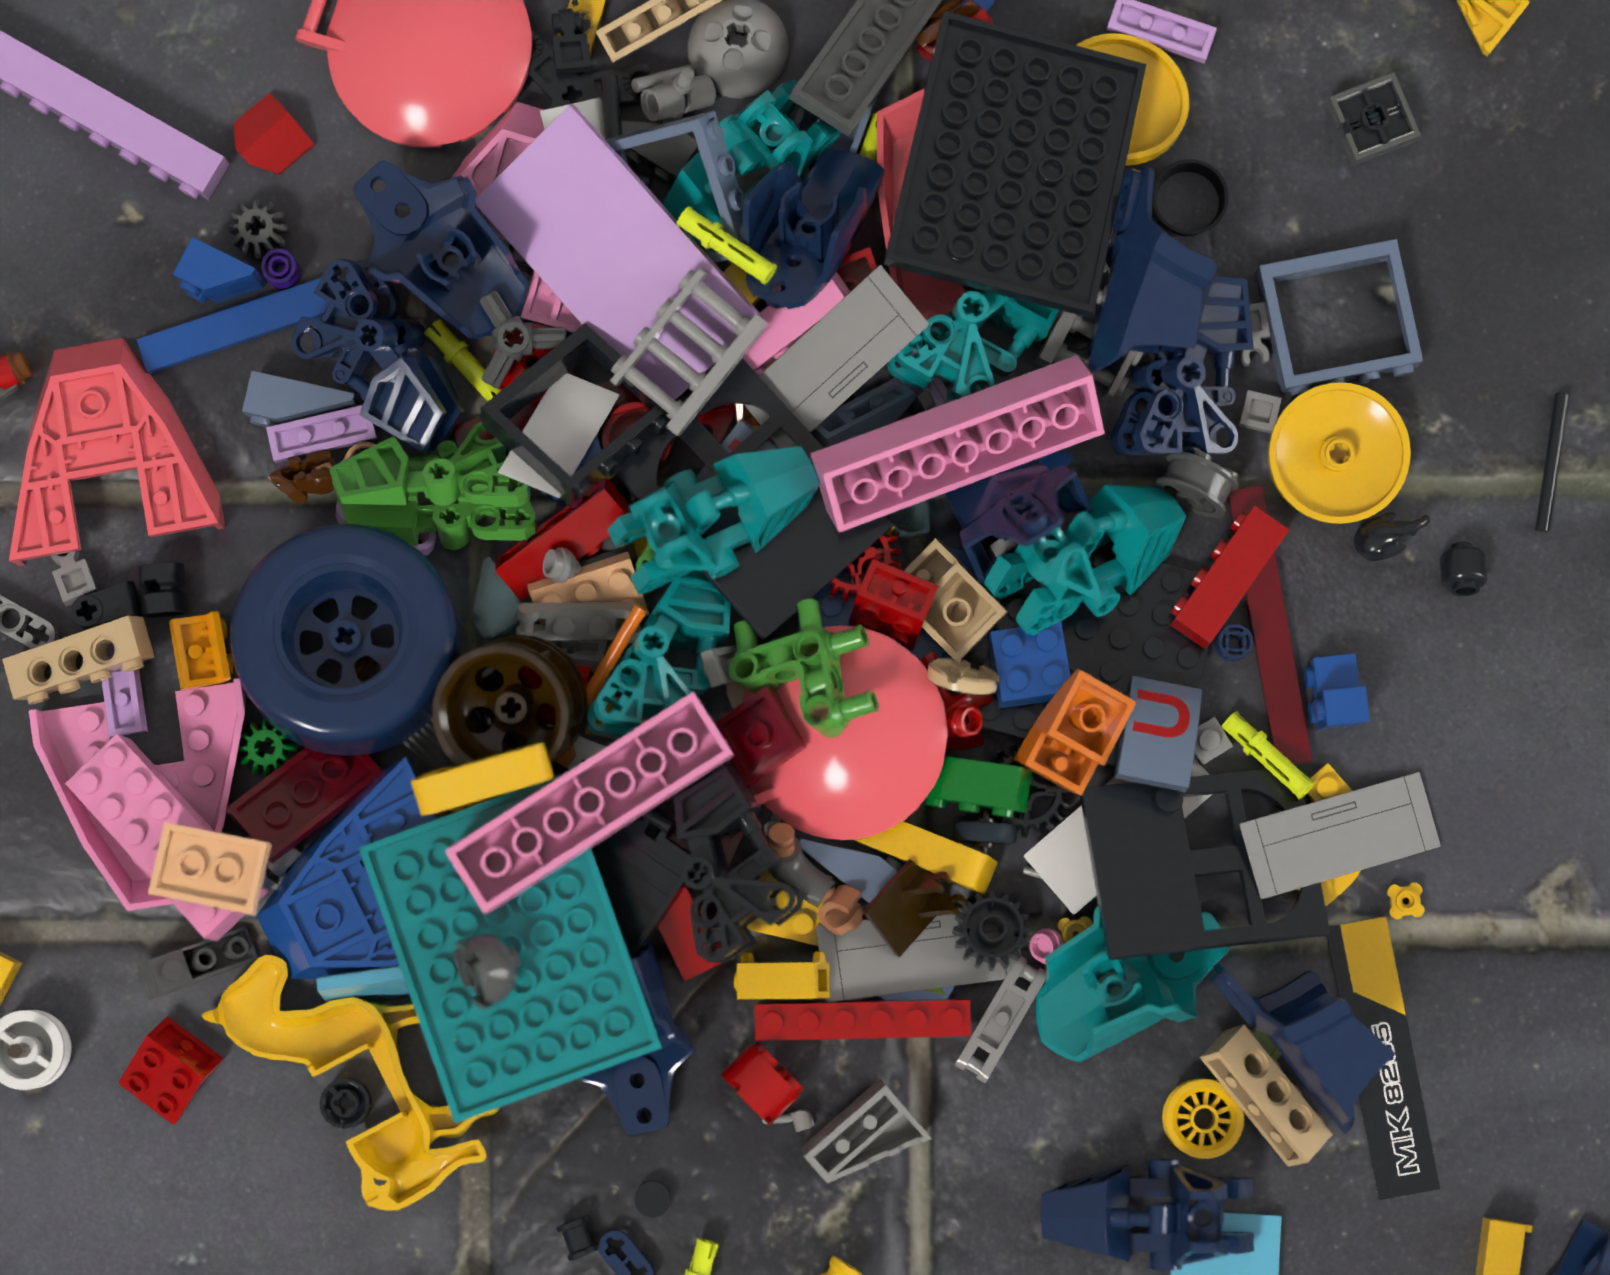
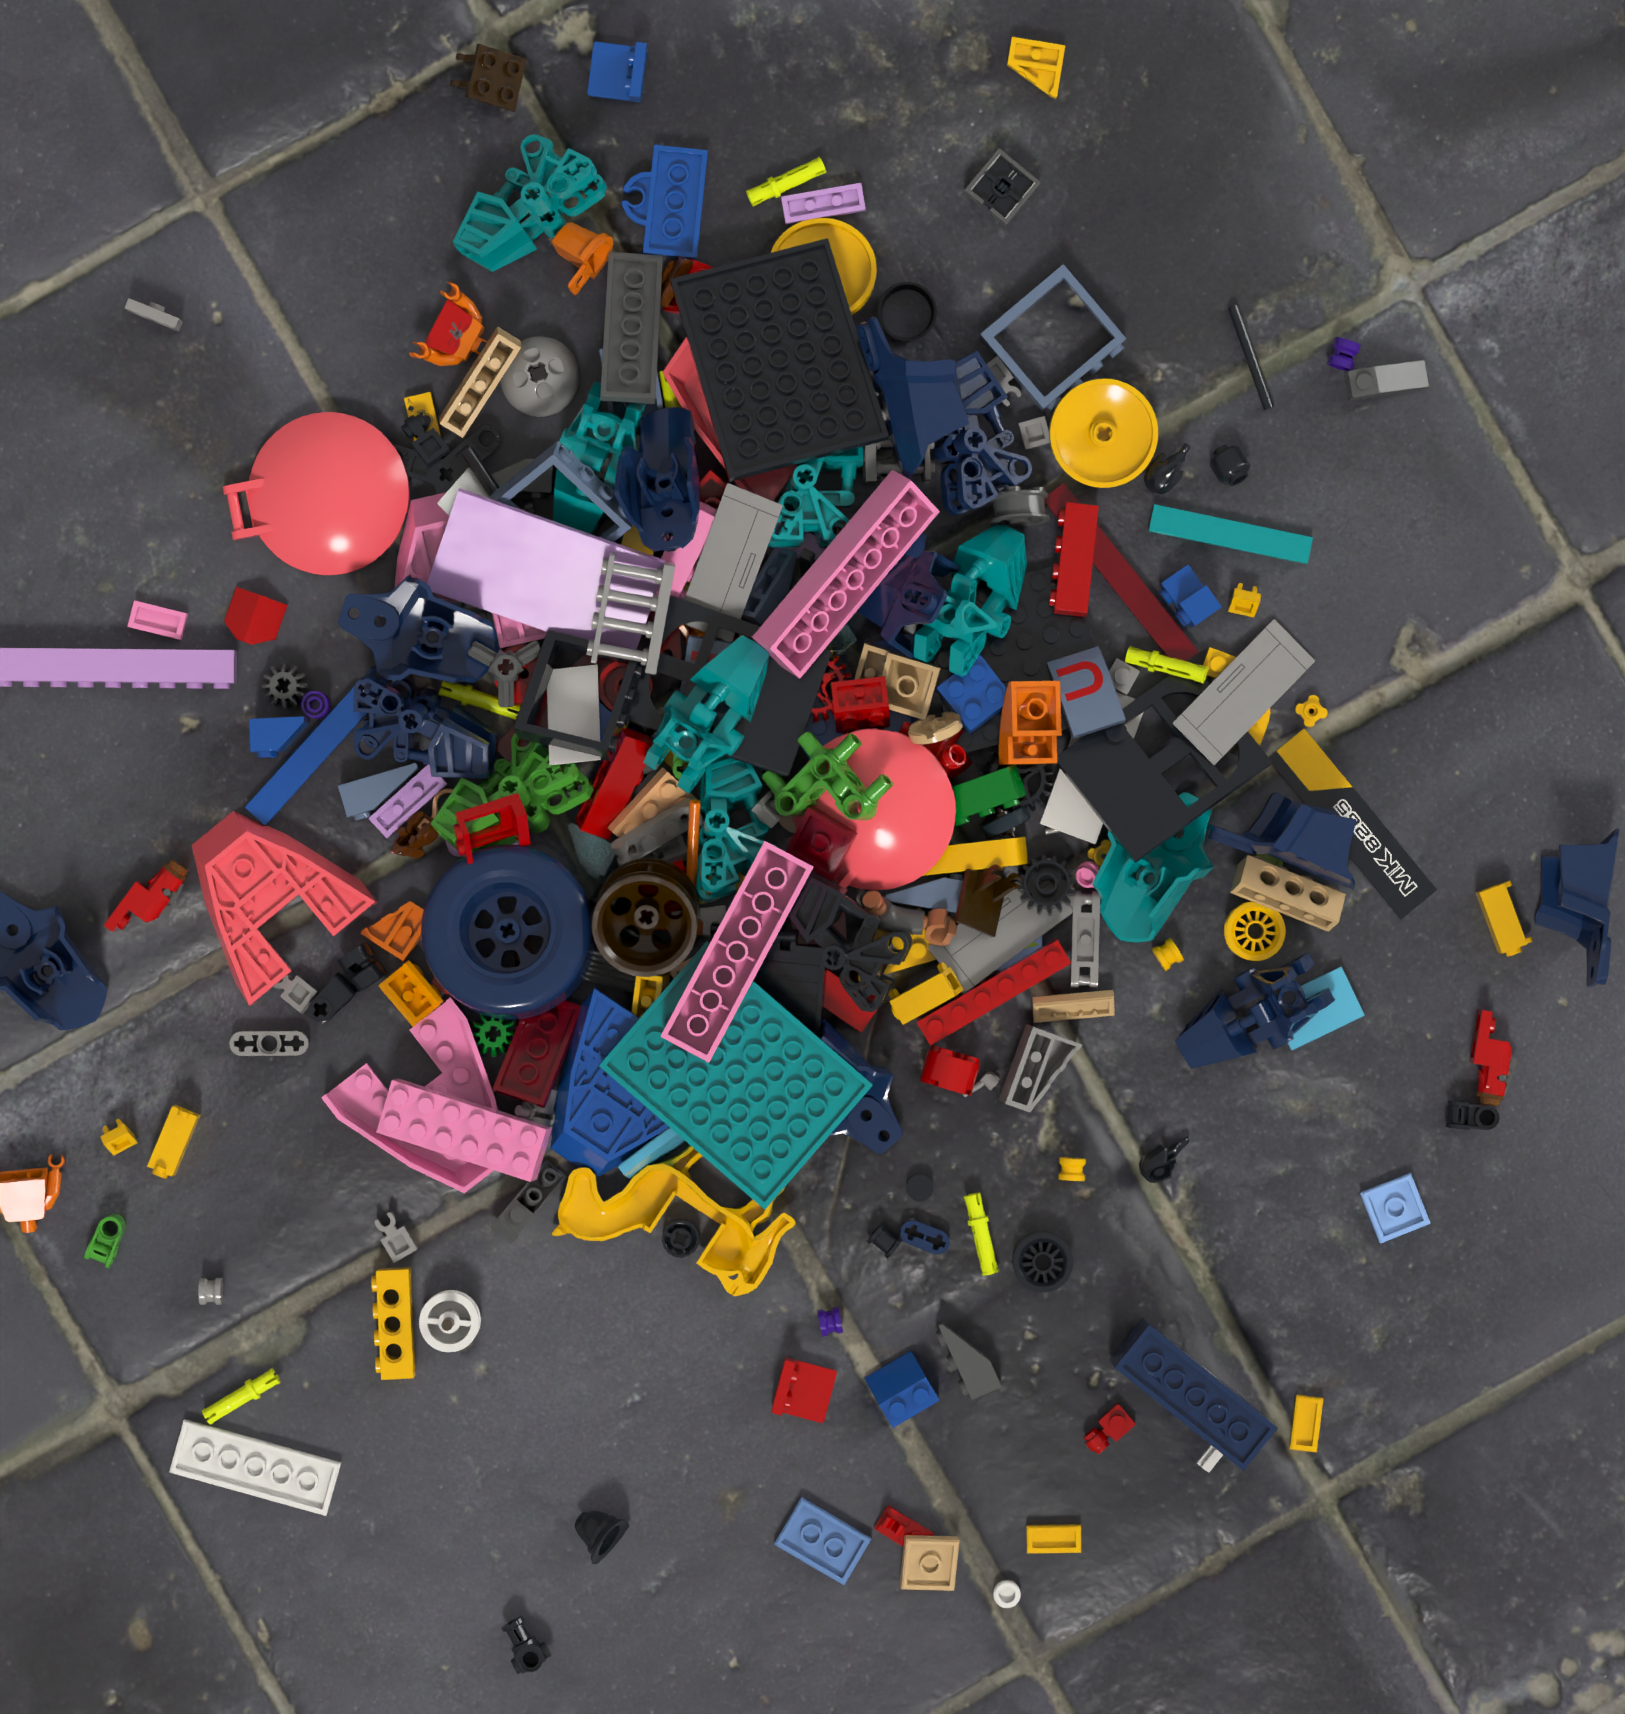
camera: 30 degrees left, 5 degrees up
(23, 925) = (398, 1241): none -> light grey plate
(27, 668) = (303, 1073): tan brick -> none
(124, 701) = (369, 1044): lavender plate -> none
(161, 81) = (157, 620): none -> bright pink tile
(169, 1069) = (551, 1282): red bracket -> none
(209, 868) = (509, 1134): light nougat plate -> none
(223, 571) = (398, 930): none -> orange wing
(416, 517) = (512, 822): none -> red window
(481, 778) = (637, 993): yellow beam -> none
(486, 967) = (729, 1096): dark grey cylinder -> none
(560, 565) = (623, 802): light grey plate -> none
(674, 92) = (515, 434): light grey pin -> none
(715, 237) = (585, 523): neon yellow pin -> none
(945, 1088) = (1073, 1006): none -> tan plate
(1087, 1089) = (1167, 954): none -> yellow wheel
(1233, 648) = (1102, 601): dark blue wheel -> none
(1396, 733) = (1244, 601): none -> yellow tile
(1421, 648) = (1230, 534): none -> teal tile

